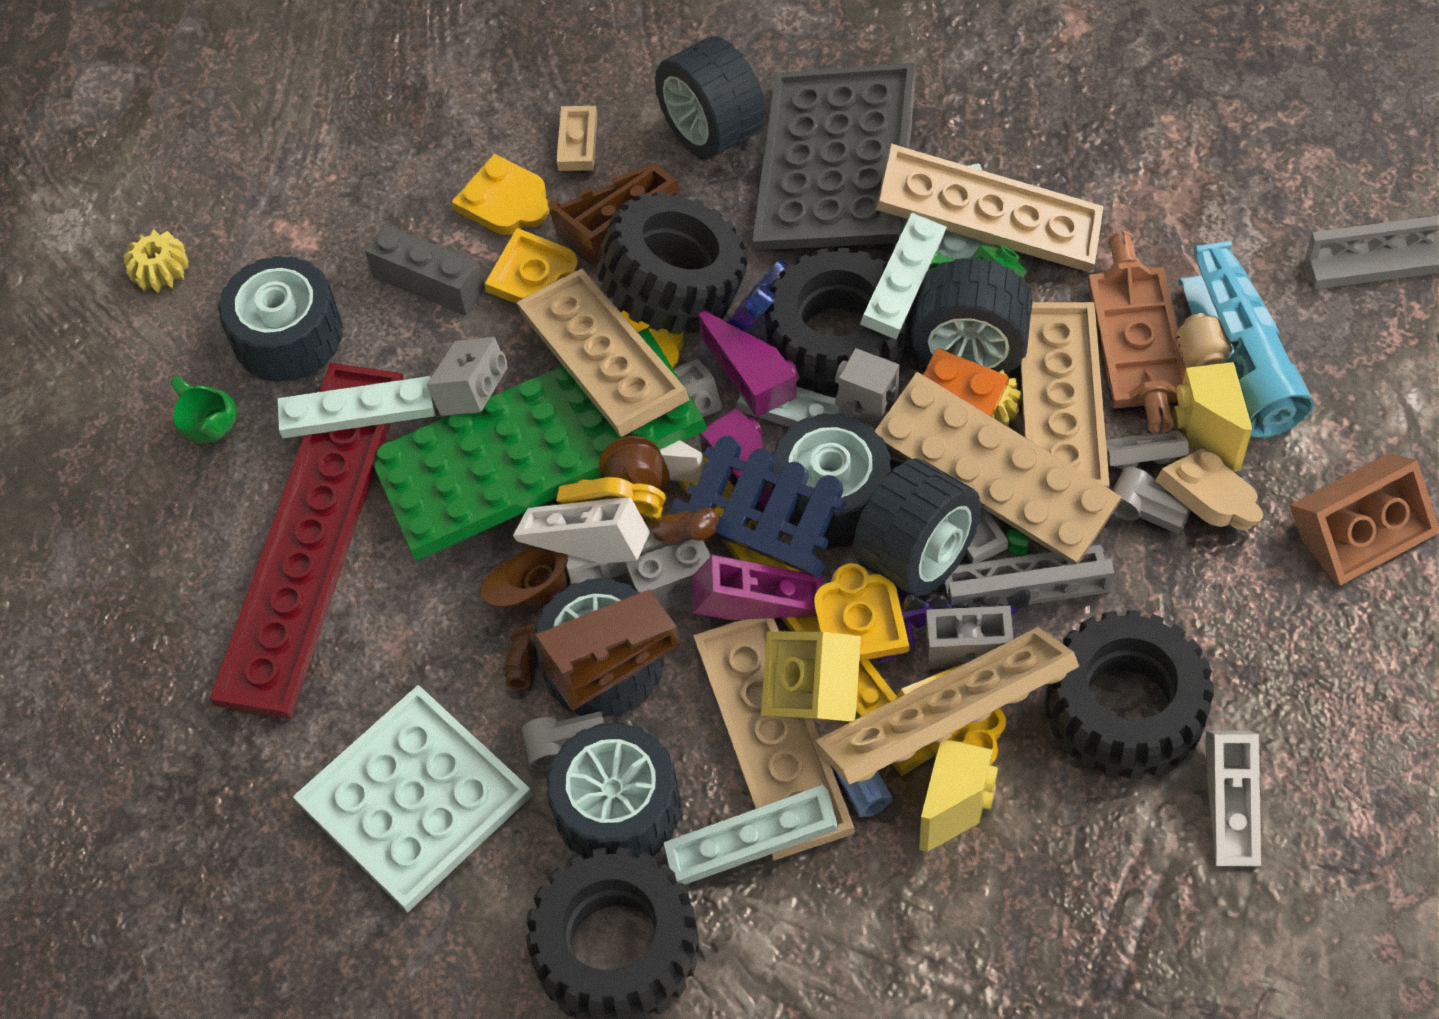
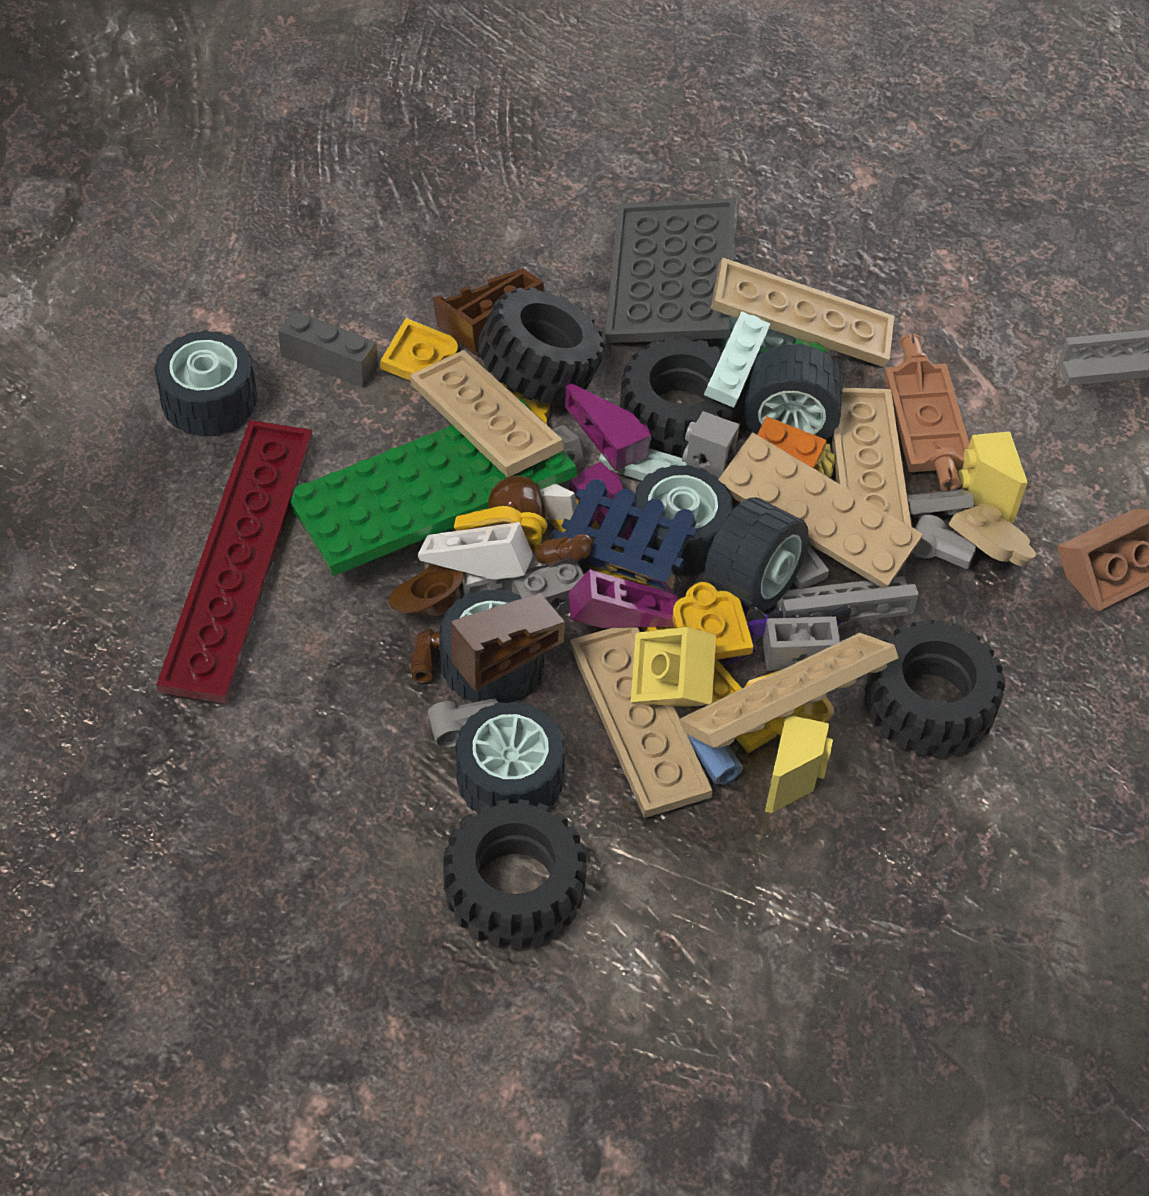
camera: 10 degrees left, 5 degrees down
(155, 261) = (92, 336): light yellow gear -> none
(202, 412) = (139, 456): green hair -> none
(355, 407) = (274, 454): light aqua plate -> none
(412, 797) = (335, 765): light aqua plate -> none
(467, 376) = (370, 431): light grey brick -> none
(503, 197) = (391, 295): yellow plate -> none
(577, 138) = (452, 250): tan plate -> none
(710, 97) = (567, 218): black wheel -> none
(751, 835) = (630, 793): light aqua plate -> none
(757, 300) = (614, 376): clear blue beam -> none
(1017, 541) = (836, 571): green hand -> none
(1202, 341) = (981, 417): tan head -> none
(1234, 796) = (1022, 768): white slope -> none
(1268, 379) = (1007, 405): medium azure piece -> none

